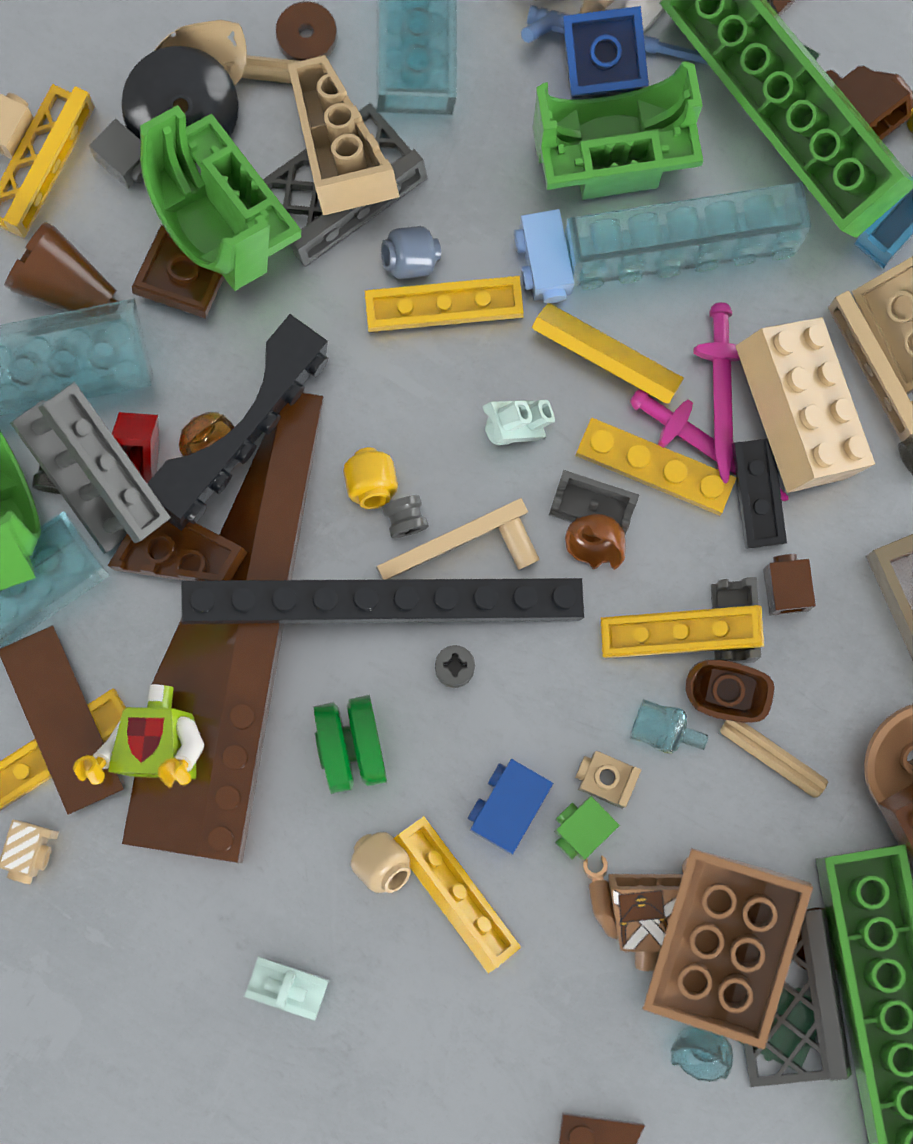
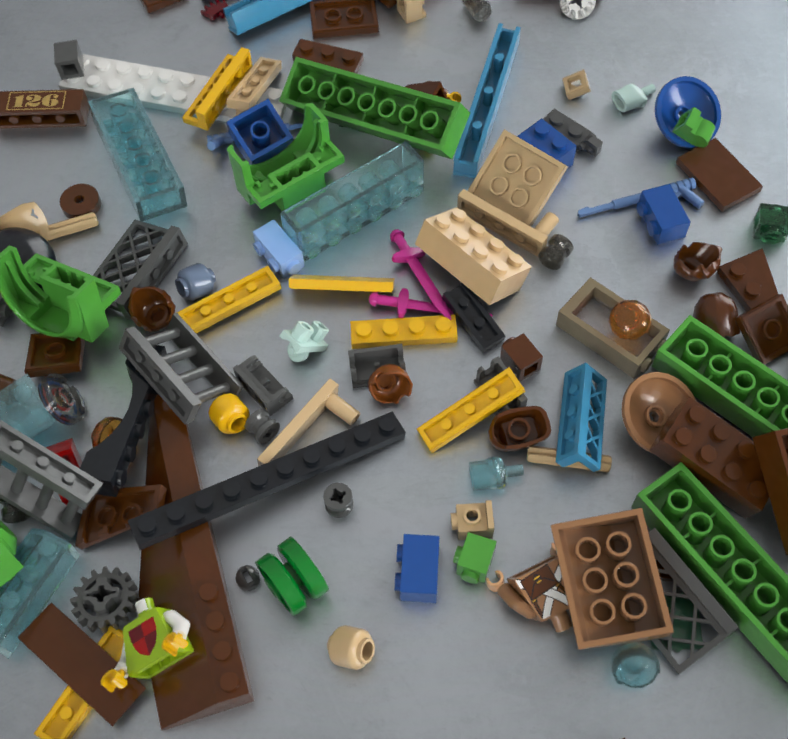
camera: 20 degrees left, 20 degrees down
(111, 671) = (104, 599): none -> dark grey gear
(164, 354) = (60, 400): none -> clear smoke tile
(303, 396) = (163, 378): none -> dark grey fence
(307, 710) = (254, 574): none -> dark grey hinge
(334, 270) = (151, 308): none -> reddish brown hair
(340, 149) = (126, 241): tan wedge -> none
(432, 455) = (262, 385): none -> dark grey hinge
(457, 895) = (414, 644): yellow plate -> none
(815, 707) = (576, 413): none -> dark azure fence

